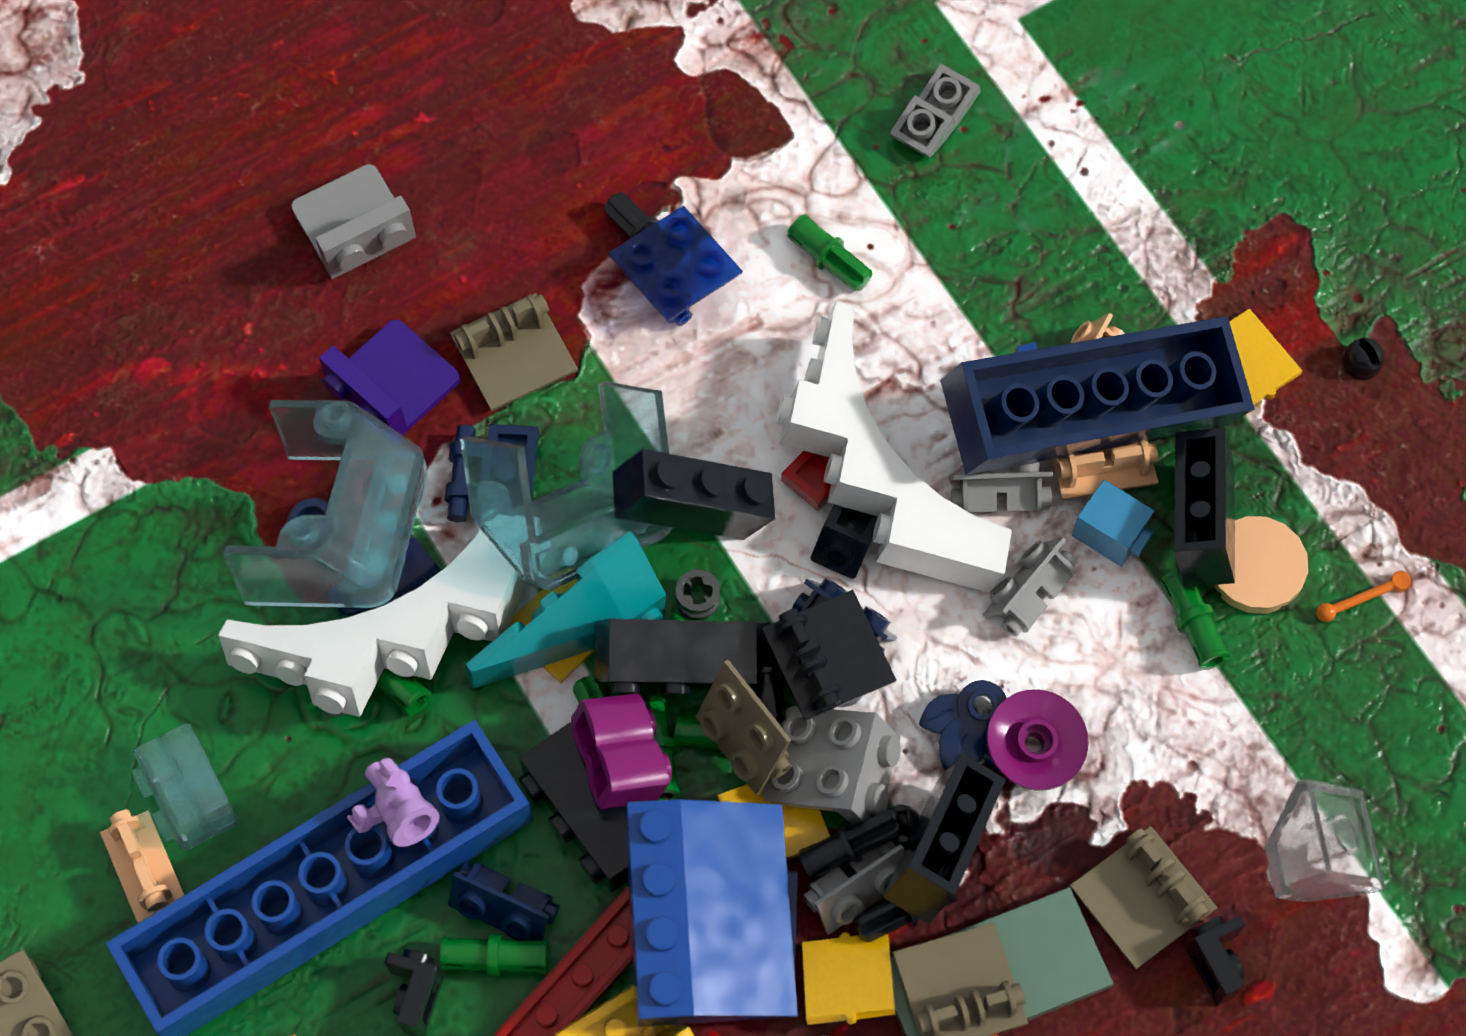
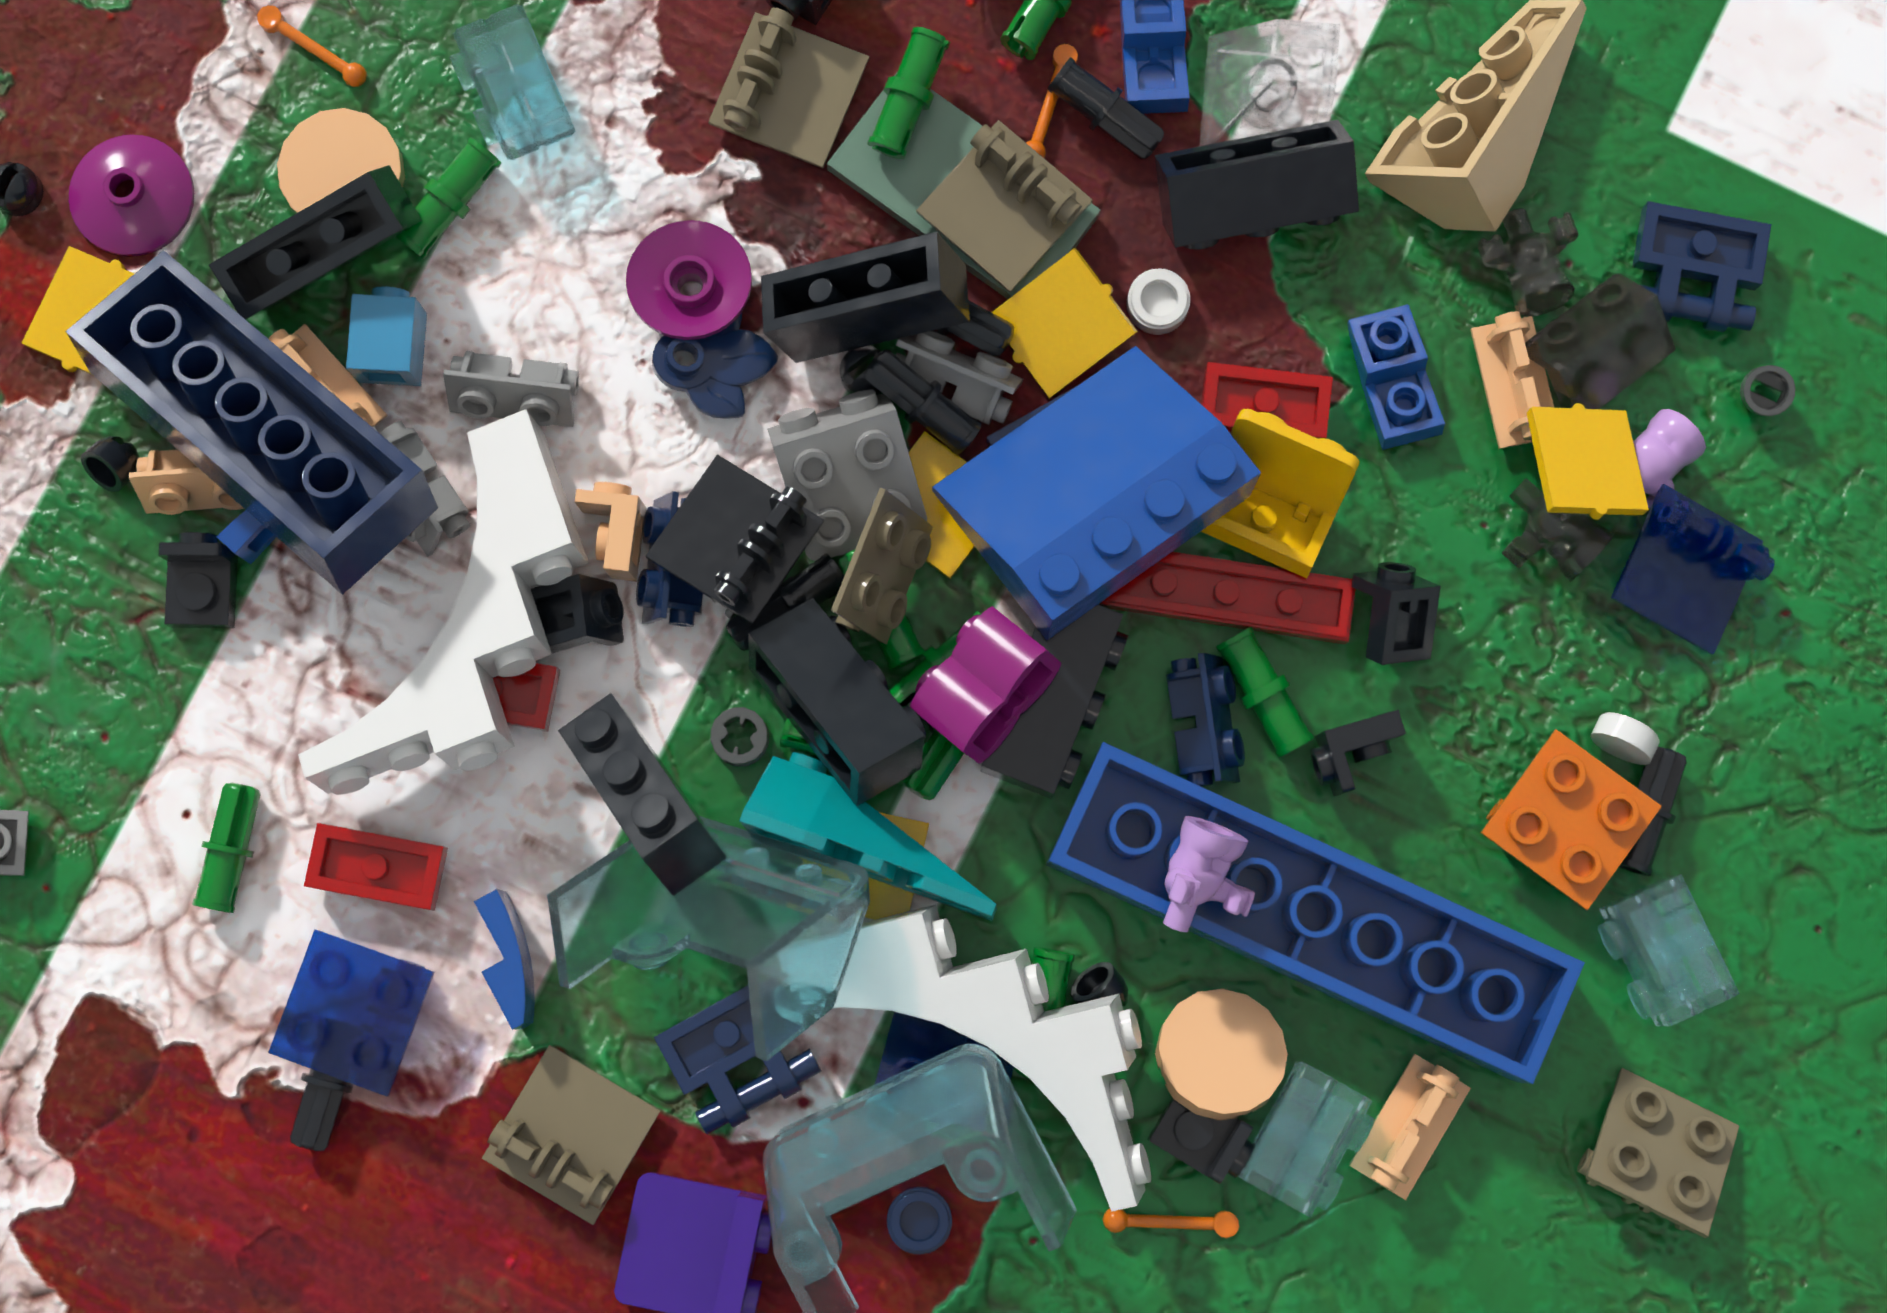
camera: 125 degrees left, 15 degrees up
(172, 709) = (1223, 1223): none -> orange hinge
(235, 728) = (1203, 1142): none -> black bracket
(277, 768) = (1221, 1054): none -> light nougat tile
(375, 721) = (1098, 982): none -> black hinge
(630, 366) = (513, 976): none -> blue slope
(759, 329) = (375, 866): none -> red plate
(882, 593) = (620, 539): none -> light nougat bracket
(1014, 325) = (199, 582): none -> black bracket
(1086, 969) = (908, 92): none -> green pin
(1132, 317) = (110, 462): none -> black hinge
(1256, 705) = (513, 83): none -> clear light blue brick
(1313, 446) = (146, 217): none -> magenta dish

